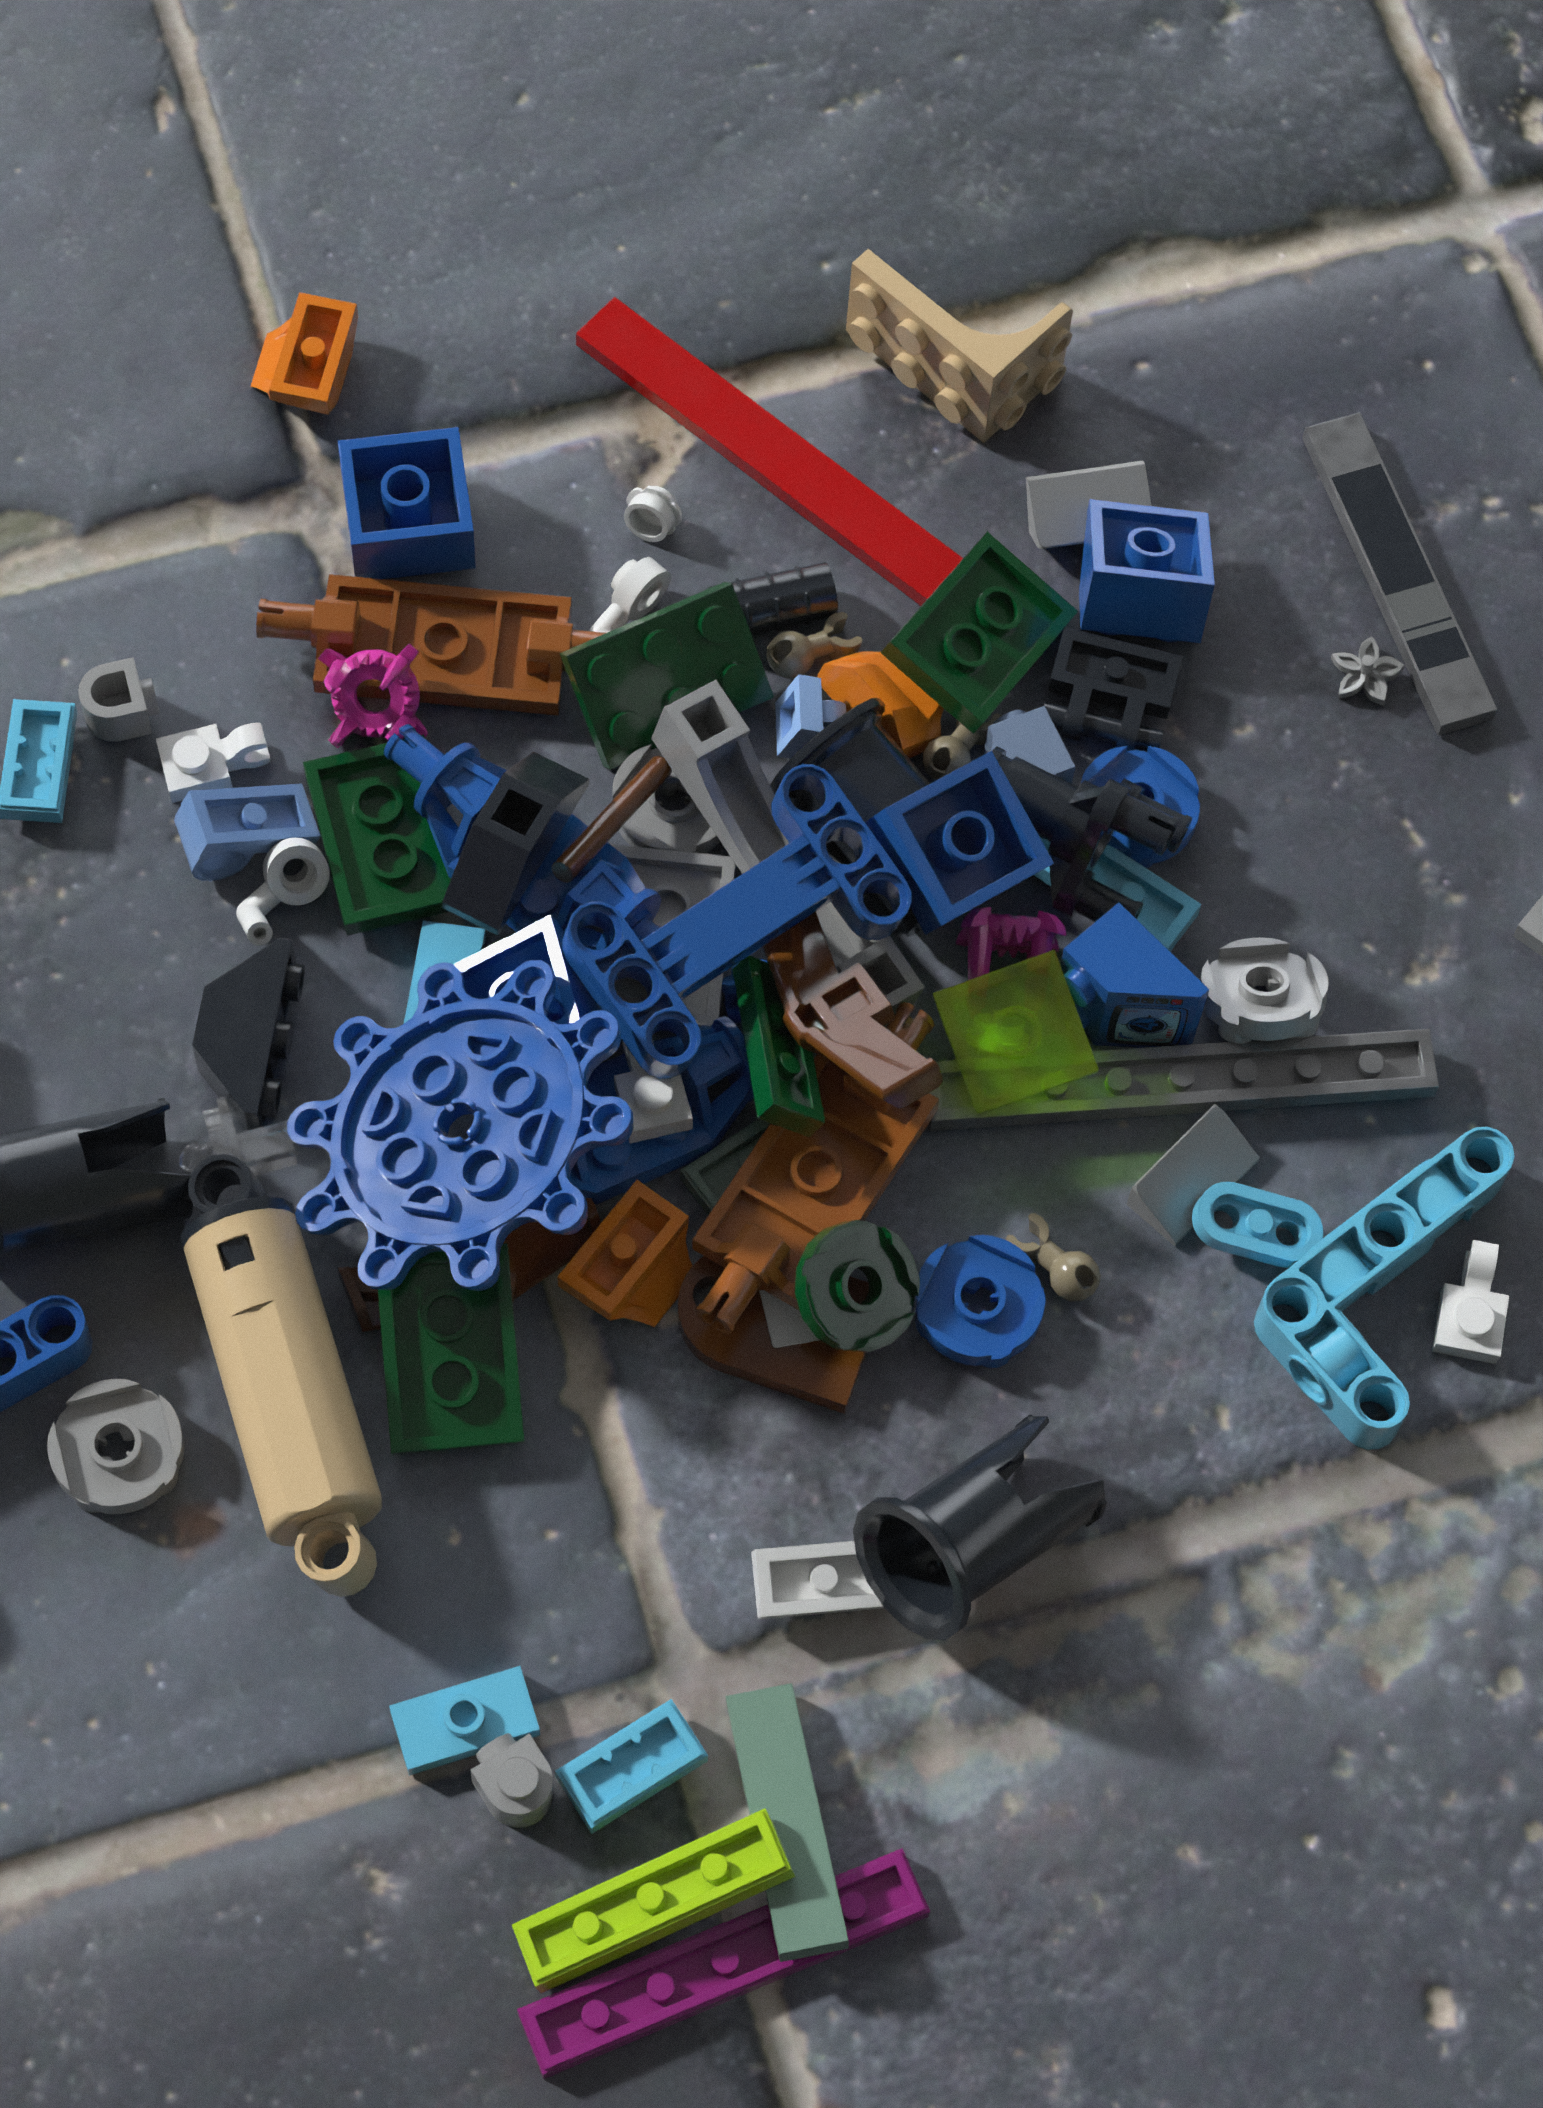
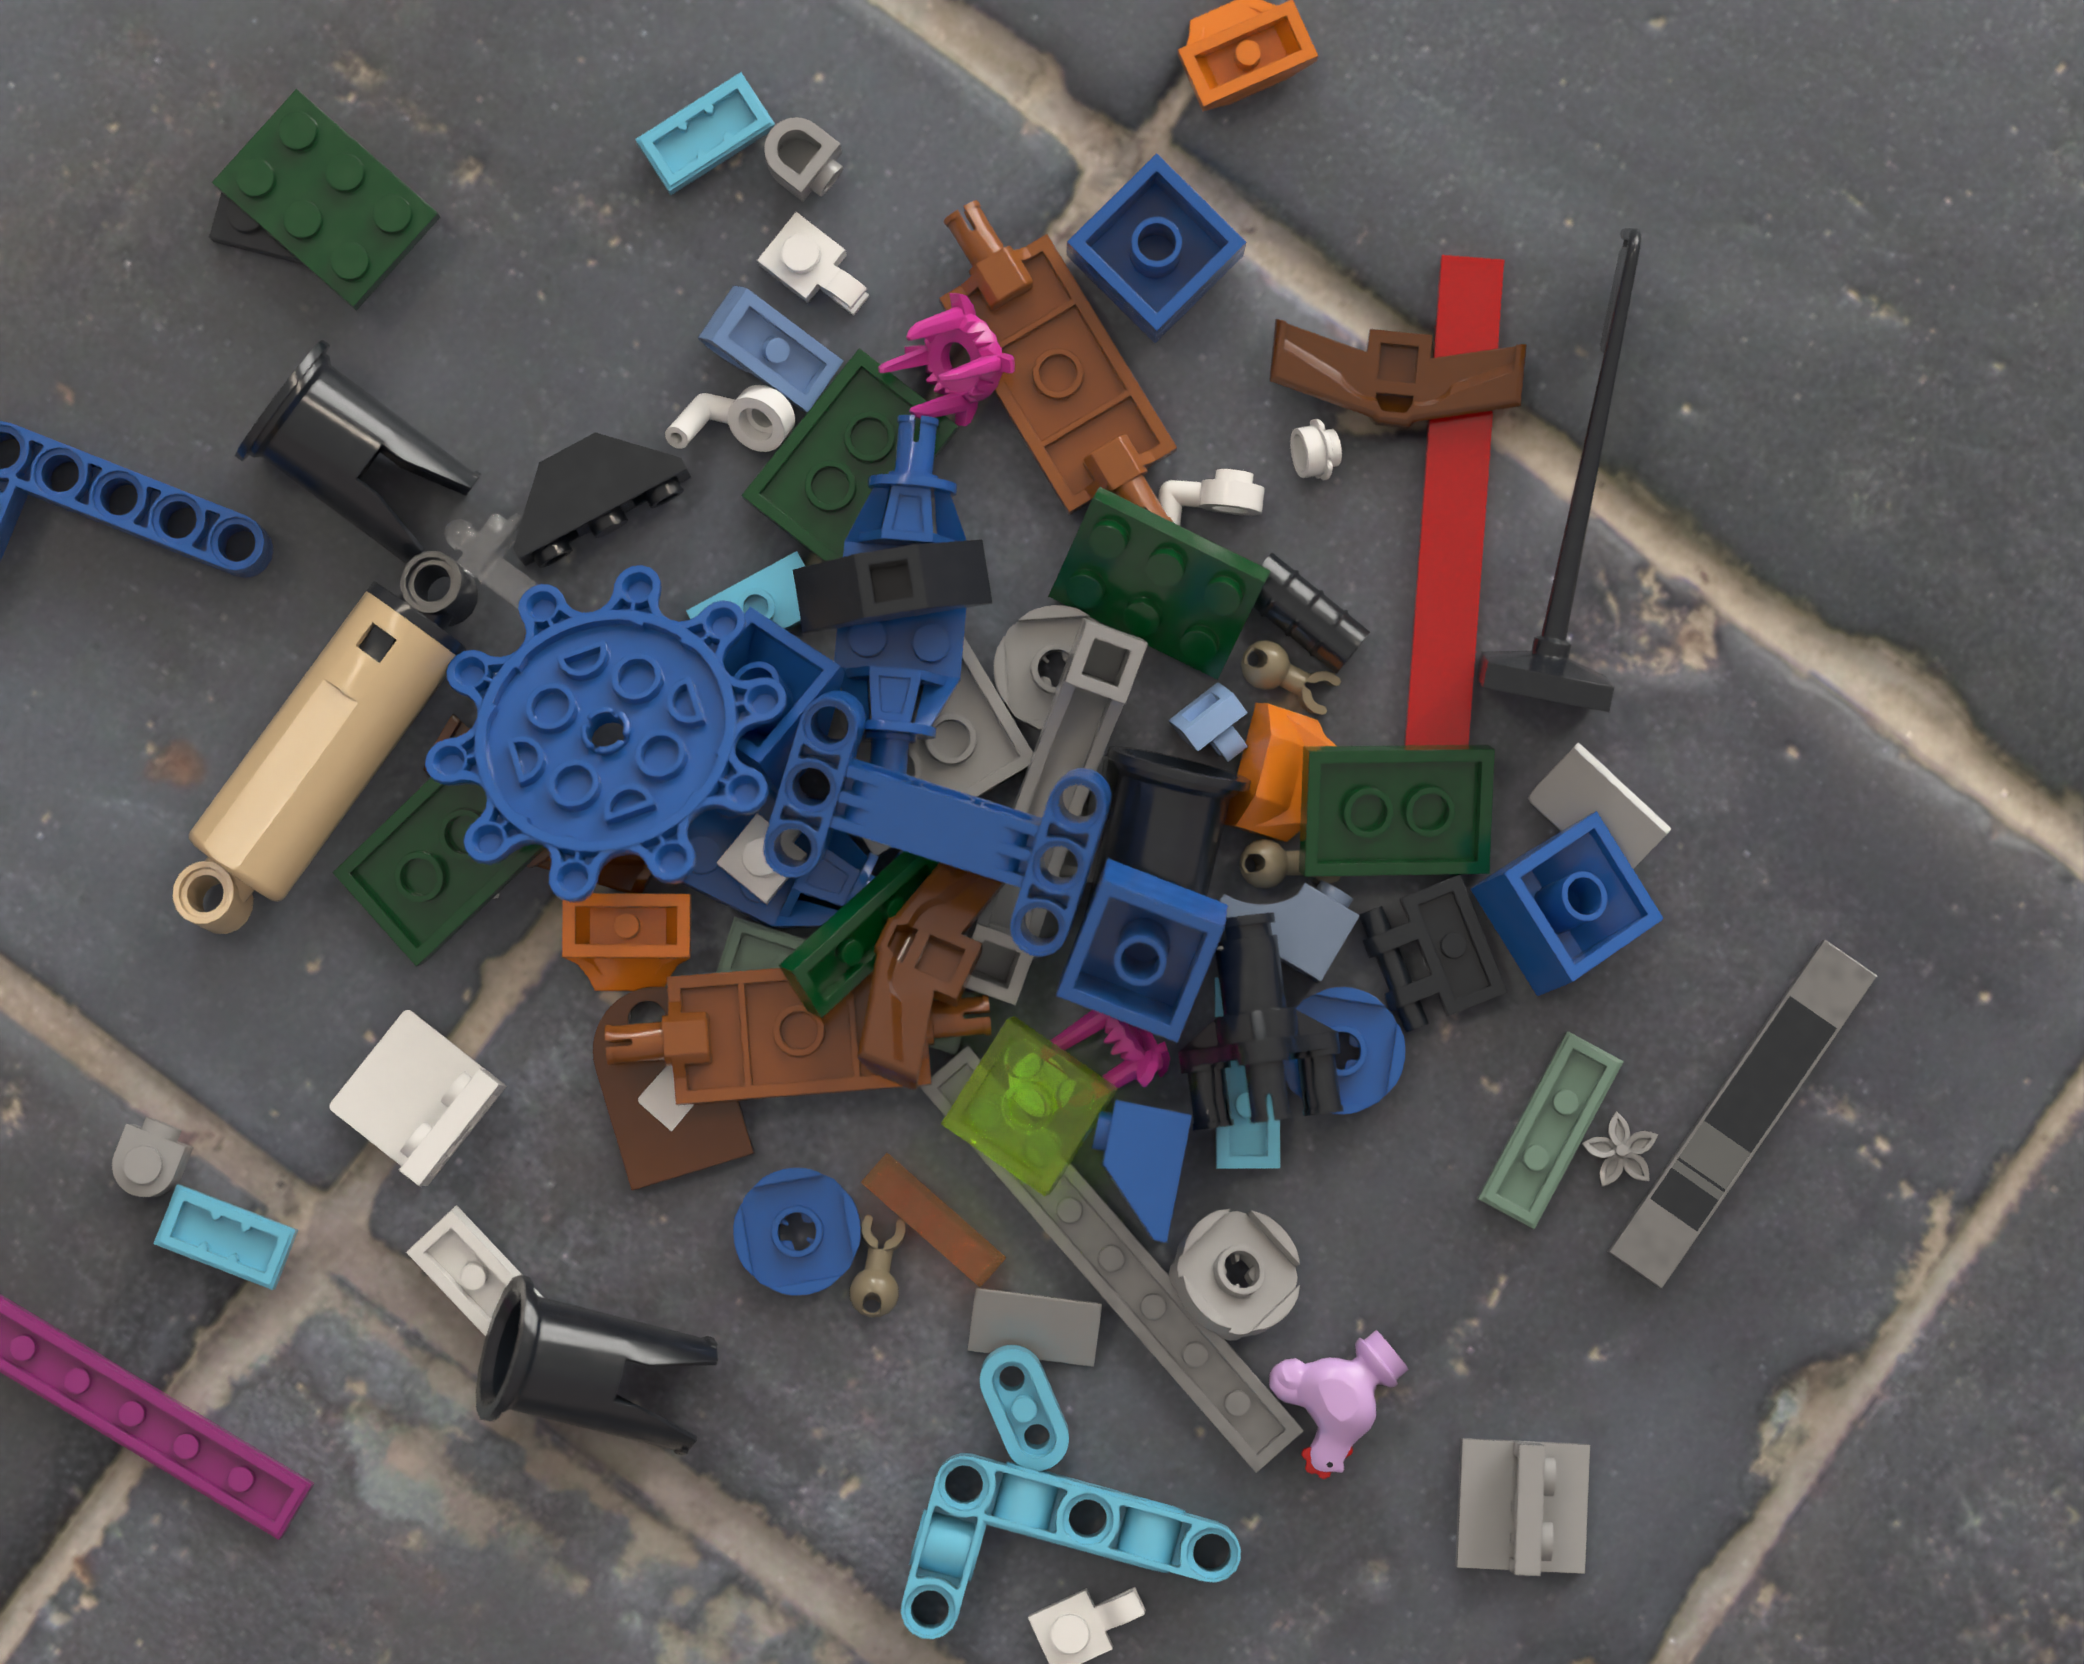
camera: 55 degrees right, 20 degrees up
(125, 1484) = (151, 666): light grey plate -> none
(463, 1719) = (173, 1084): medium azure plate -> none
(611, 819) = (978, 643): reddish brown bar -> none
(637, 420) = (1396, 377): none -> reddish brown plate
(637, 1520) = (416, 1097): none -> white bracket
(652, 1900) = (131, 1331): lime tile -> none
(724, 239) = (1547, 669): none -> black piece
(779, 1778) = (265, 1384): sand green tile -> none
(824, 1292) = (724, 1101): tile -> none
(965, 372) = (1634, 624): tan bracket -> none
(1048, 1191) = (933, 1219): none -> clear orange piece
(1312, 709) = (1550, 1130): none -> sand green tile
(1420, 986) = (1337, 1397): none -> lavender animal

